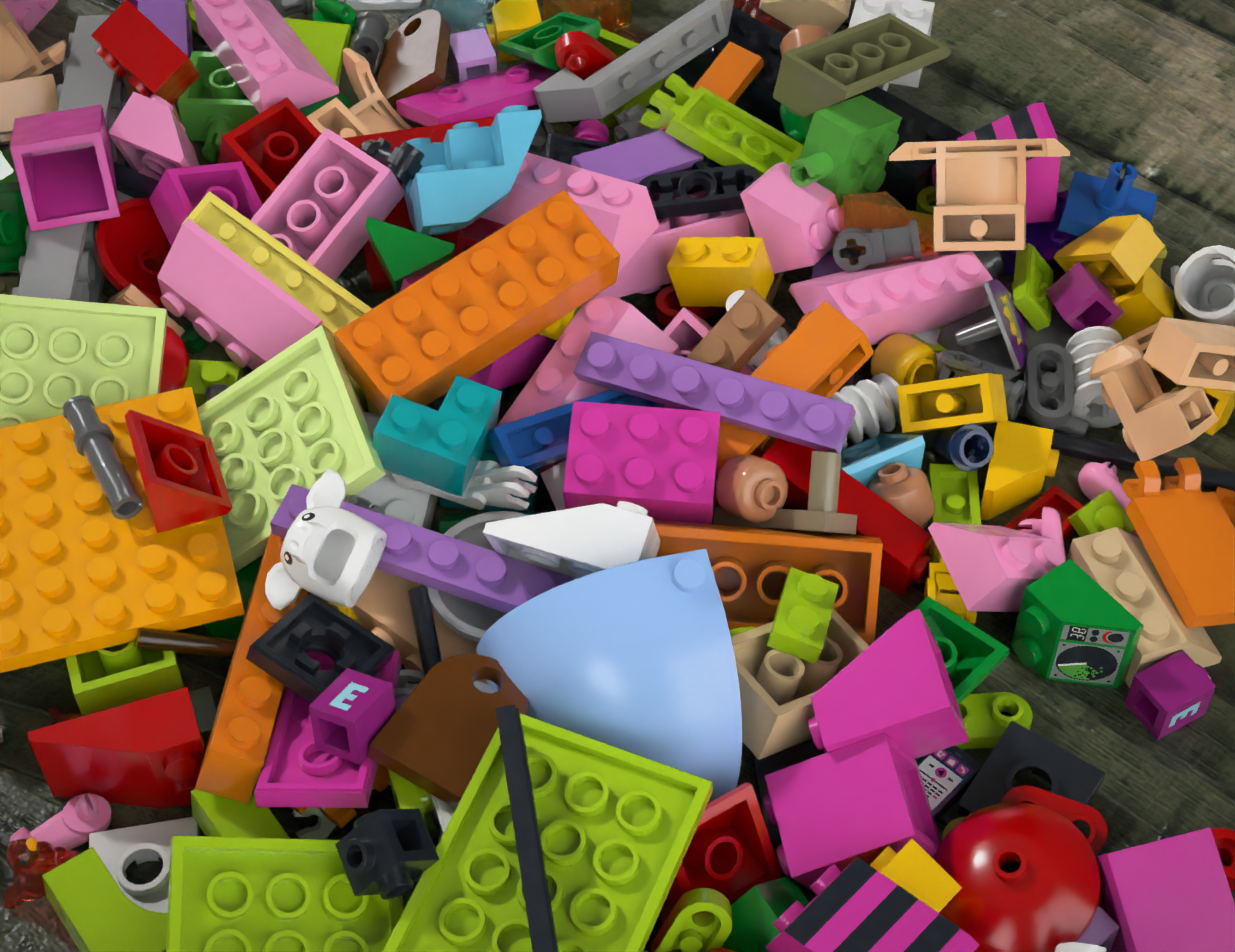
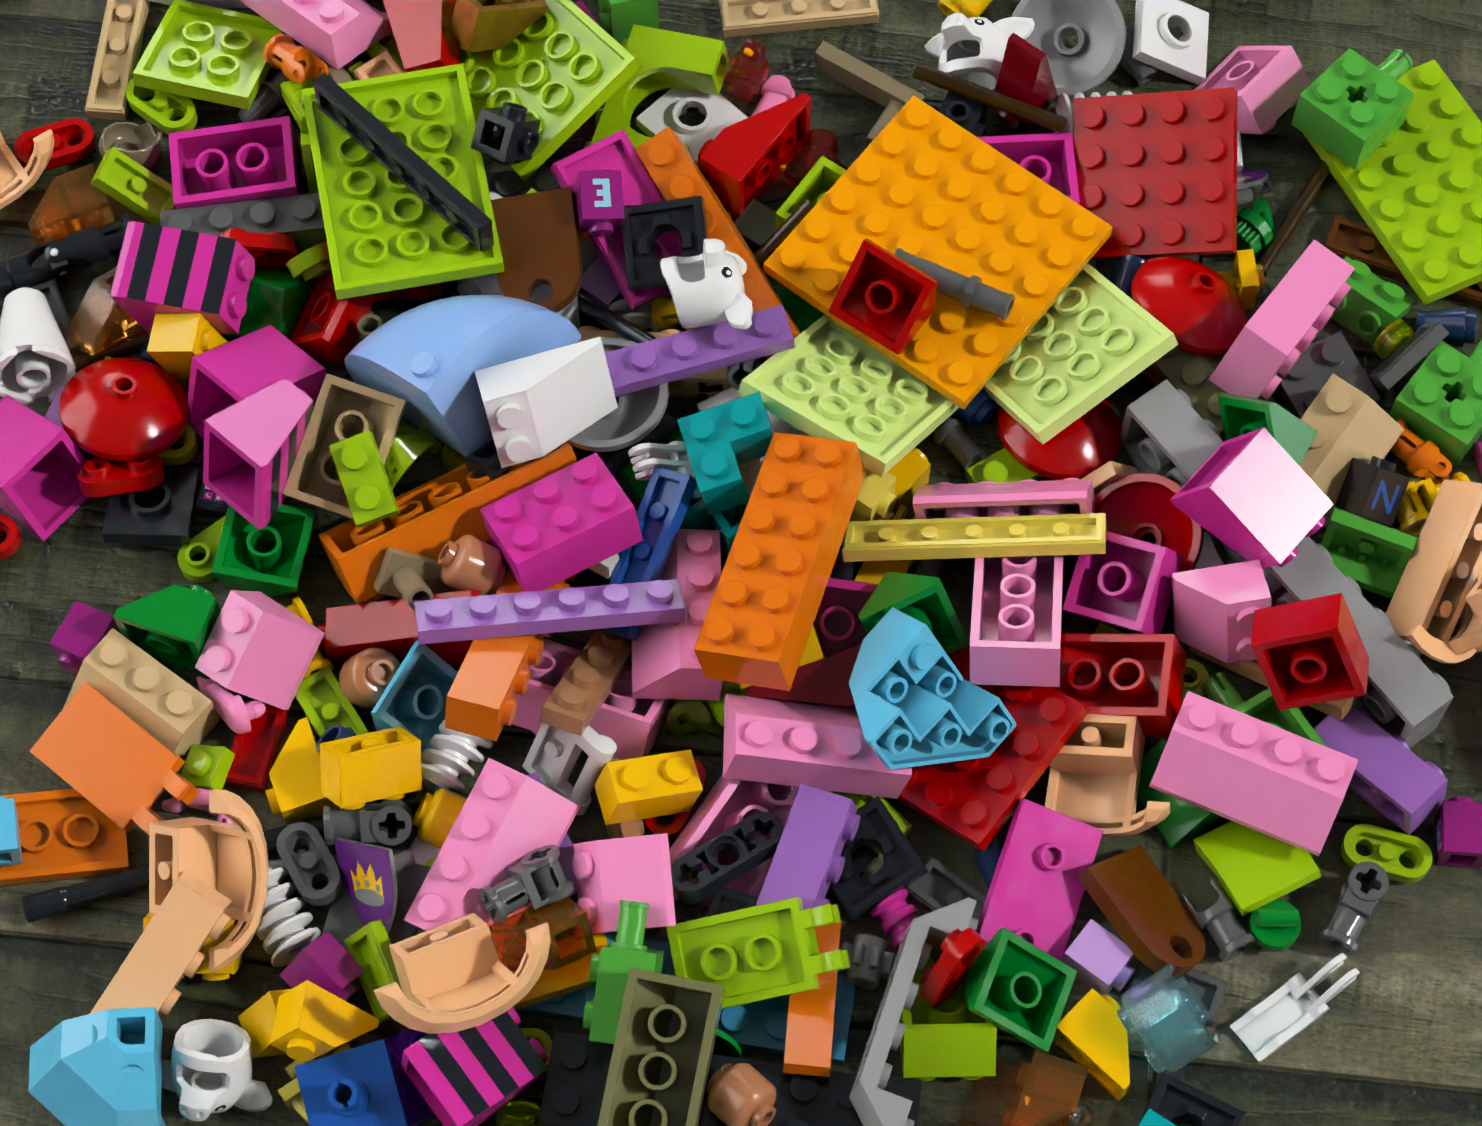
camera: 145 degrees right, 15 degrees up
(402, 161) = (980, 685): black bar -> none

